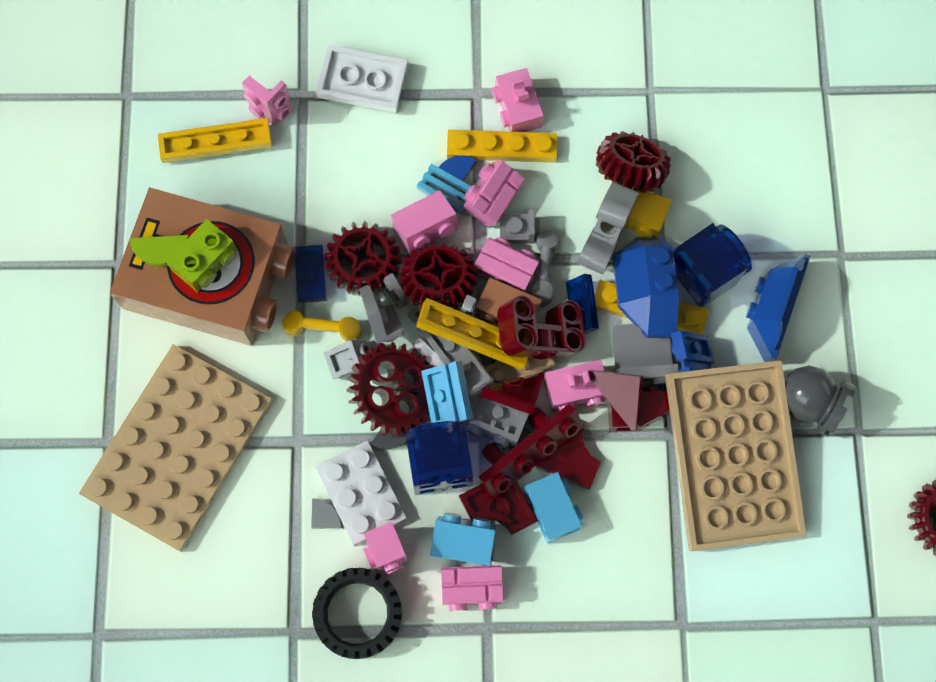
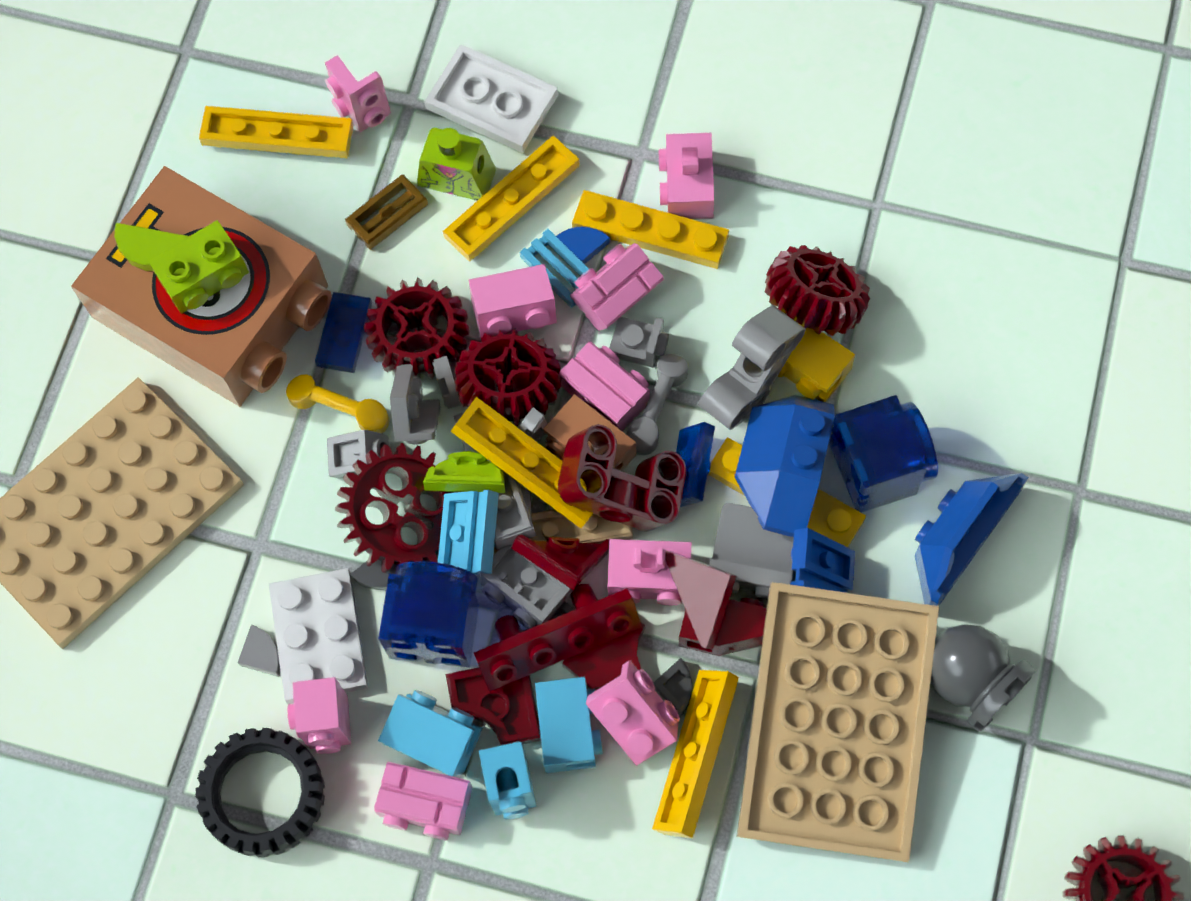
camera: 25 degrees right, 5 degrees down
(299, 197) = (394, 222): none -> pearl gold tile
(353, 134) = (455, 164): none -> lime torso
(398, 148) = (511, 198): none -> yellow plate
(433, 352) = (464, 473): none -> lime tile
(528, 557) = (503, 771): none -> medium azure brick
(599, 488) = (635, 714): none -> bright pink bracket
(616, 461) = (675, 686): none -> dark grey tile
(645, 502) = (695, 753): none -> yellow plate

